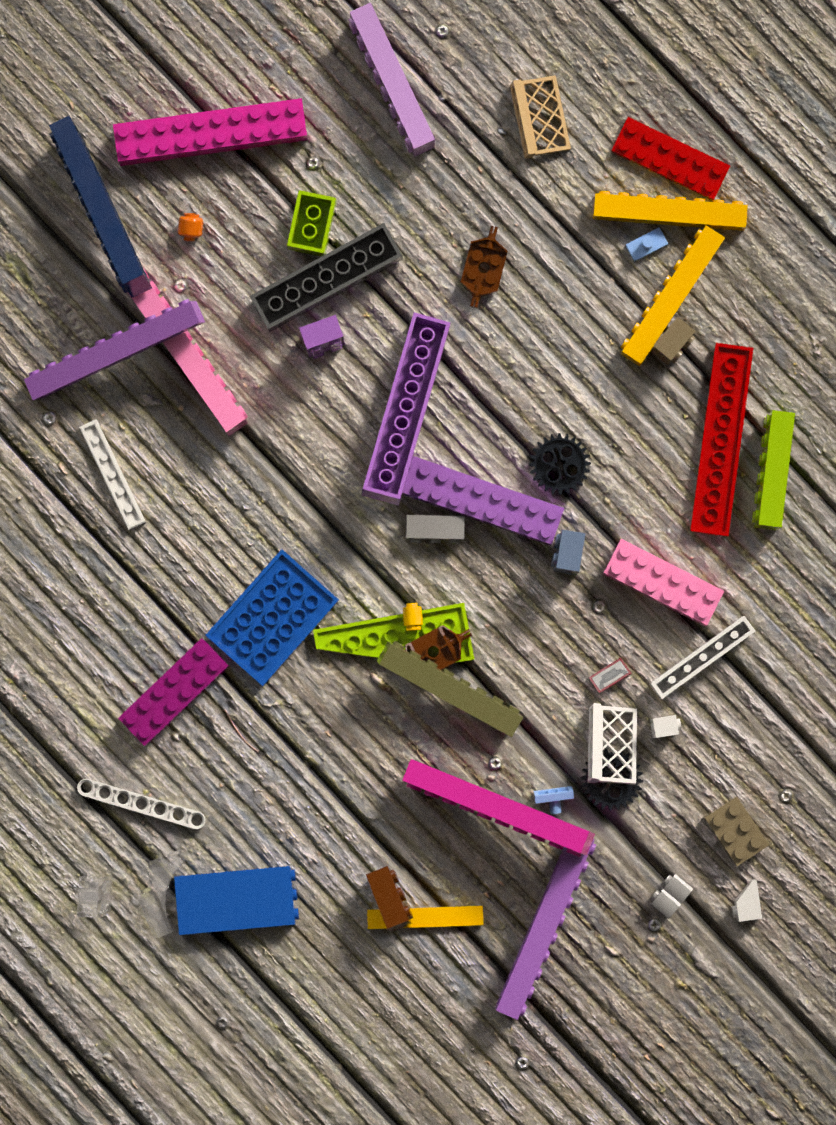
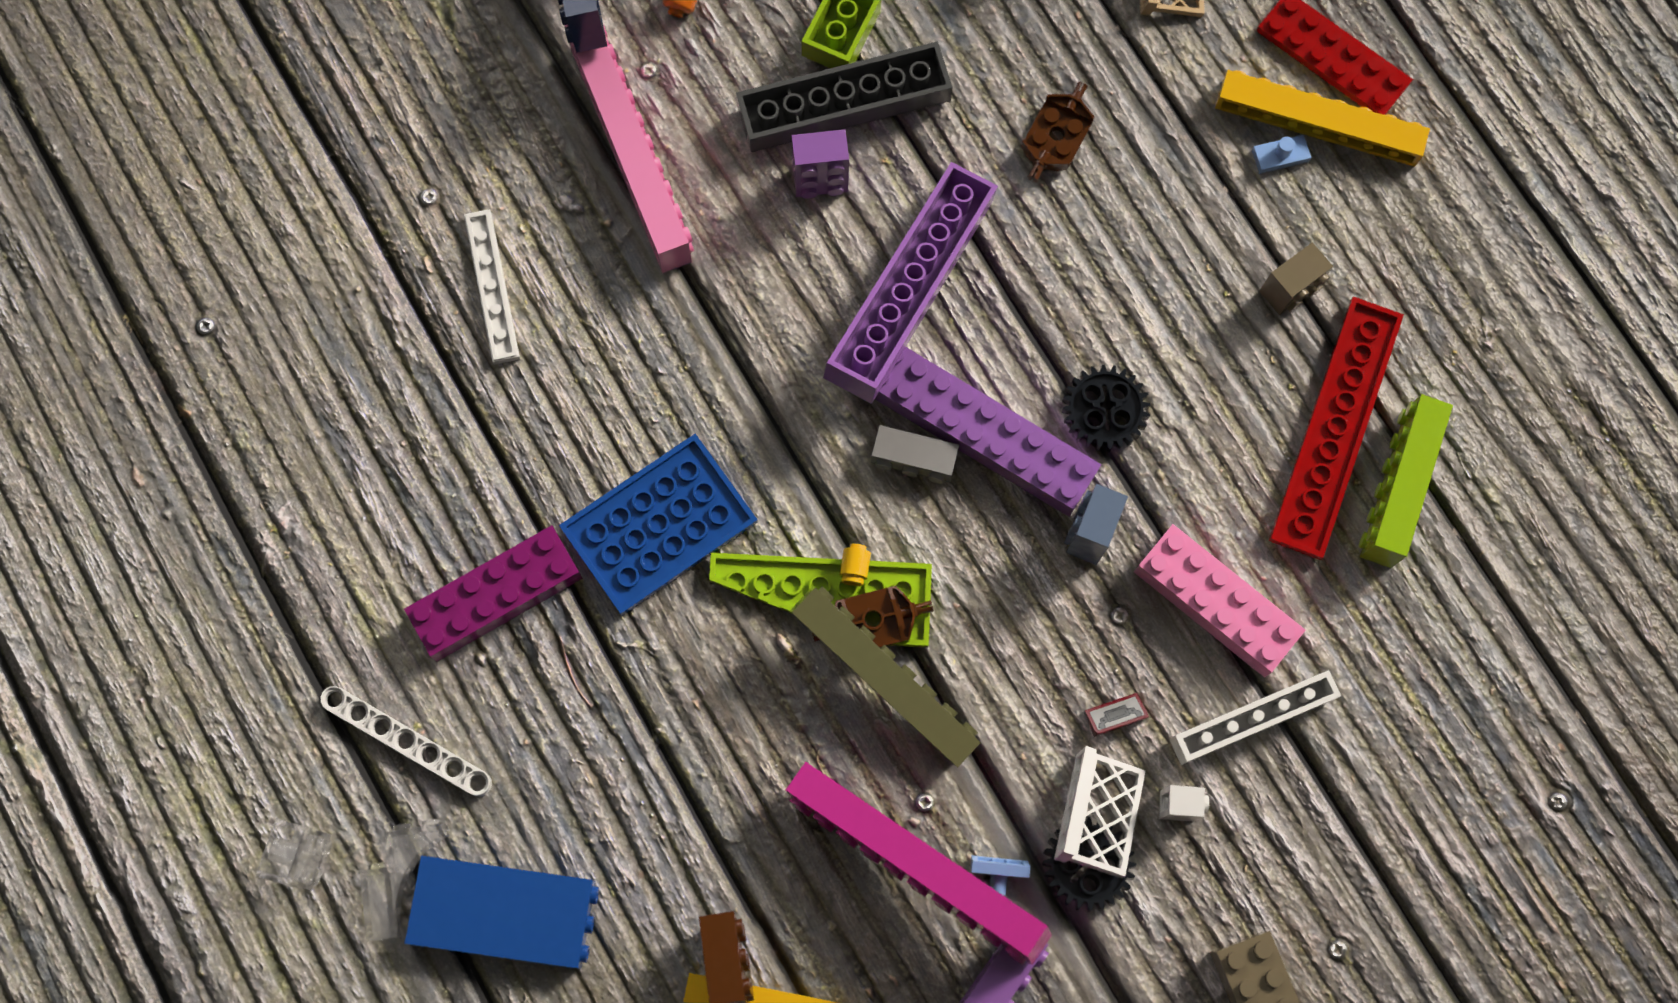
camera: 10 degrees right, 10 degrees down
(112, 351) = (536, 116): medium lavender brick -> none
(672, 296) = (1306, 223): yellow brick -> none

